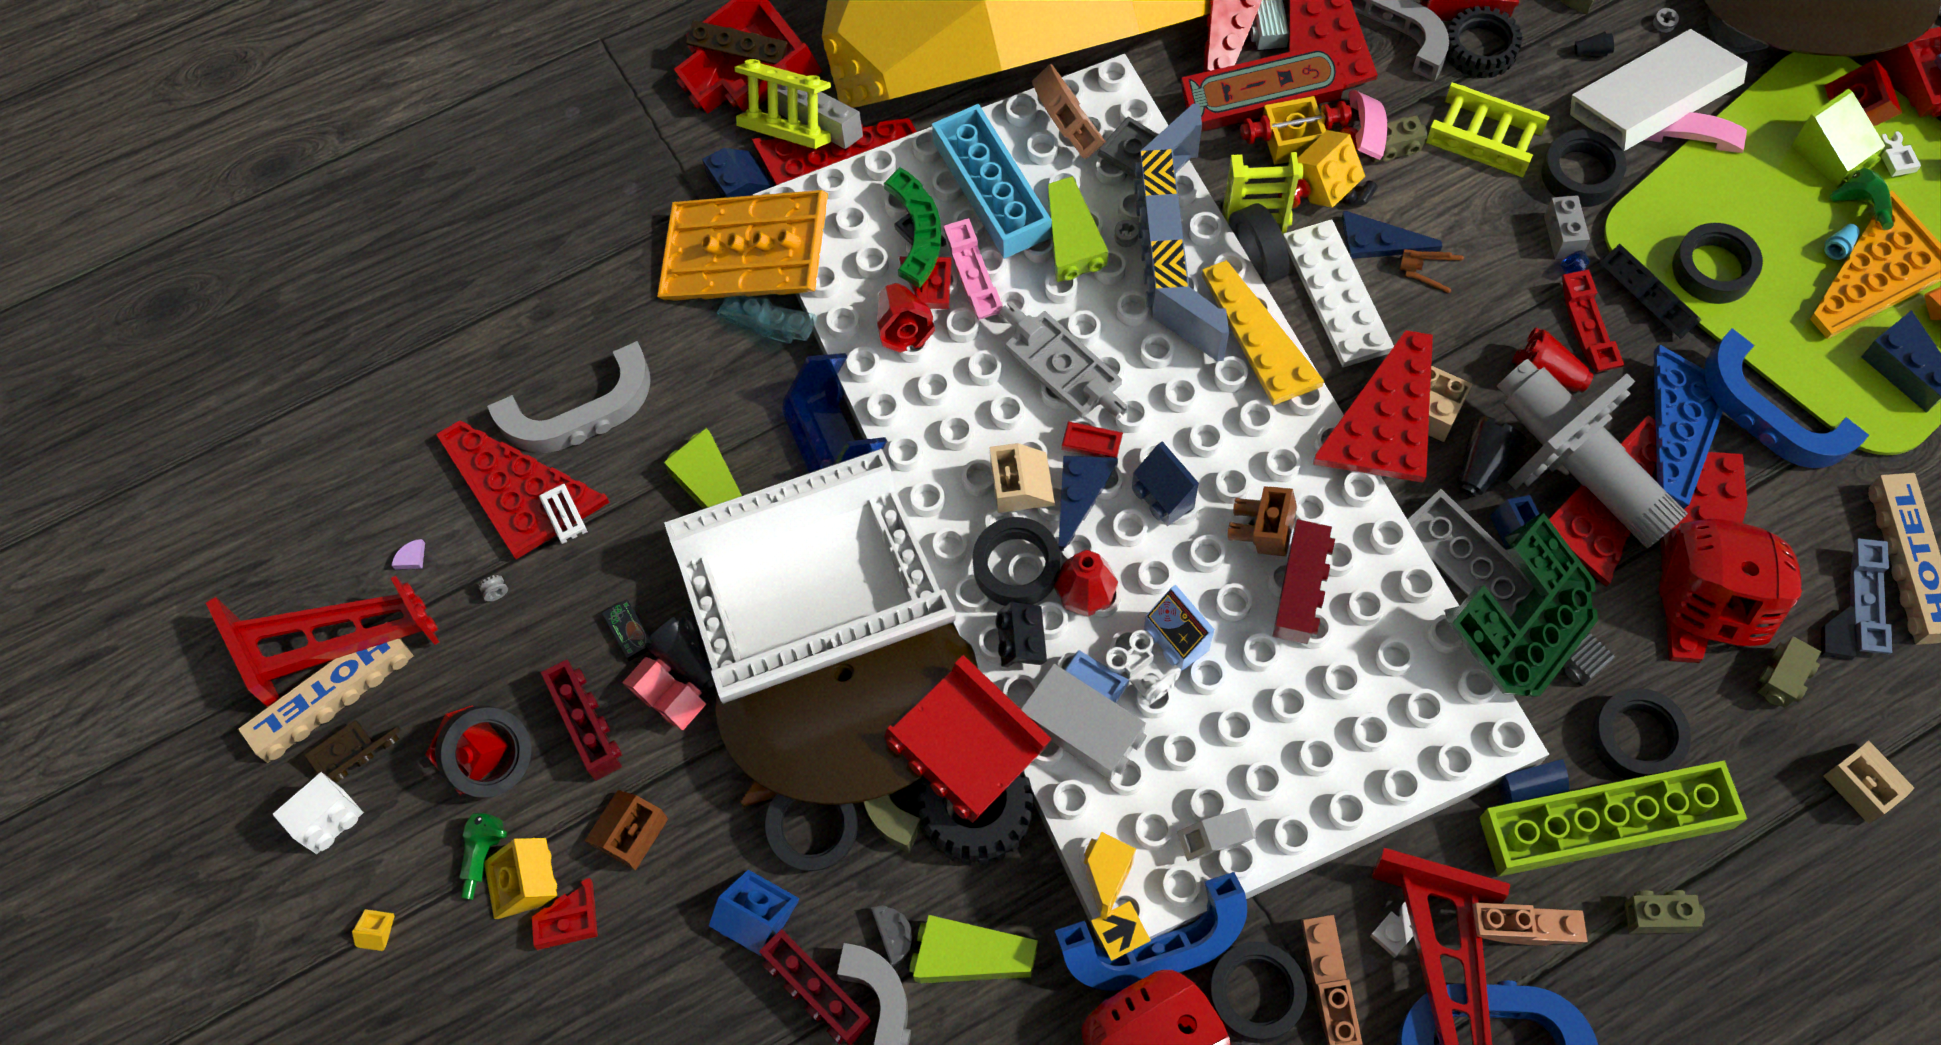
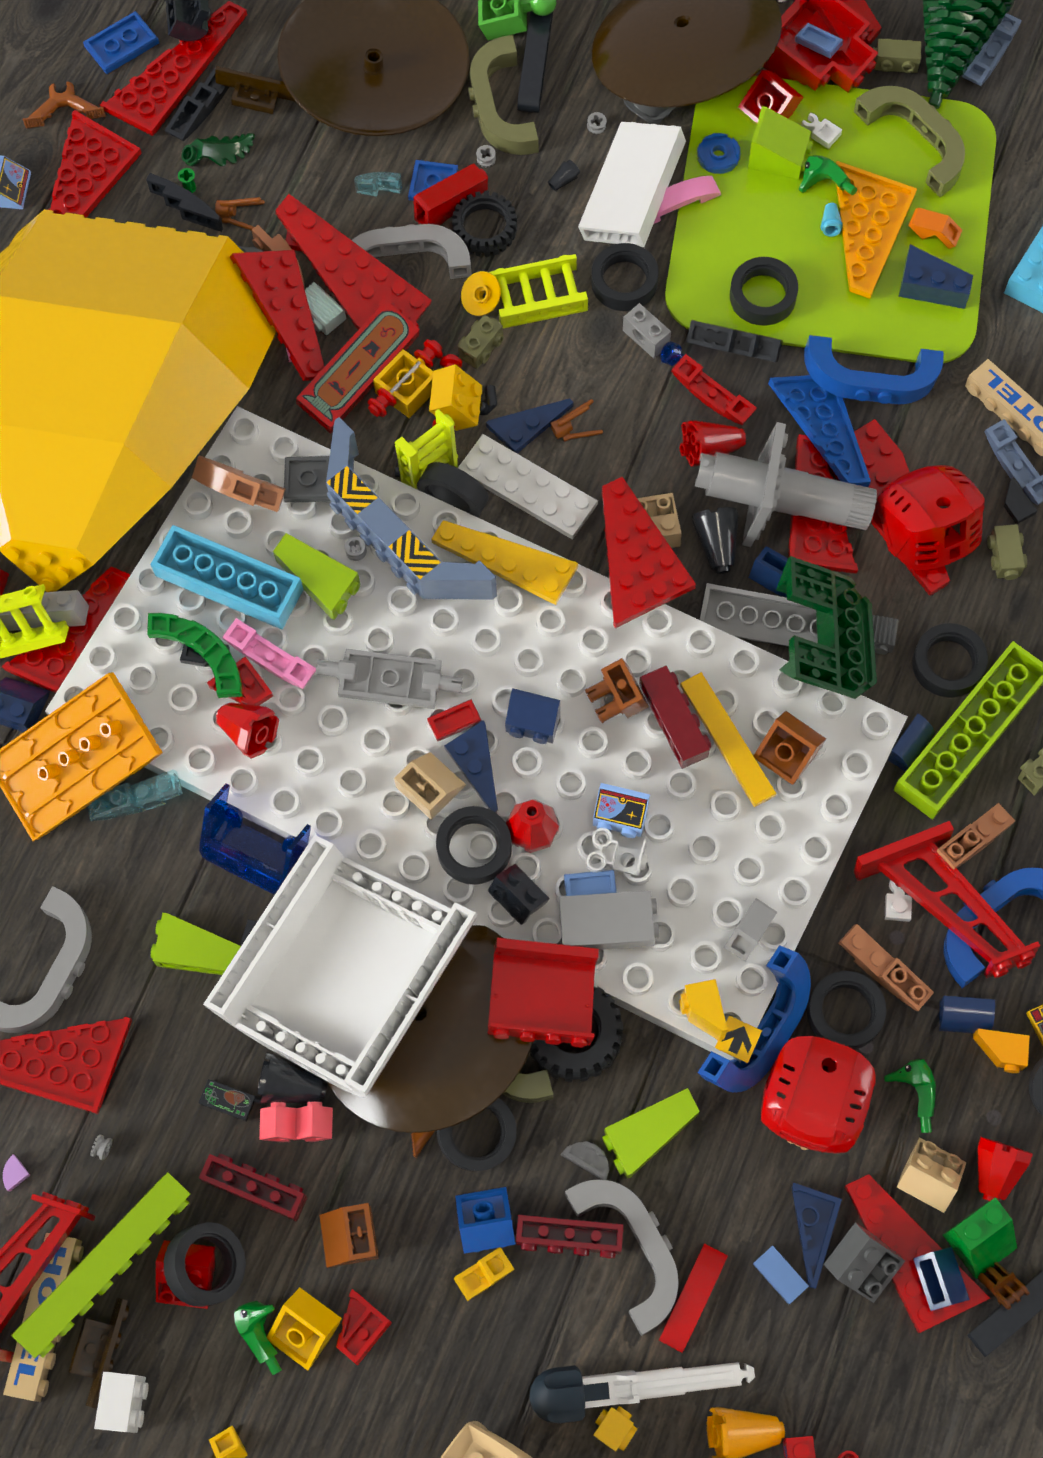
camera: 40 degrees left, 5 degrees up
(397, 681) = (100, 1265): none -> lime brick
(572, 531) = (127, 1062): white tile -> none
(713, 960) = (484, 1274): none -> yellow slope
(1340, 643) = (728, 739): none -> yellow tile
(1373, 121) = (466, 349): bright pink slope -> none
(1397, 691) = (789, 747): none -> dark orange slope
(1429, 97) = (473, 292): none -> yellow dish
(1766, 126) = (714, 163): none -> blue tile

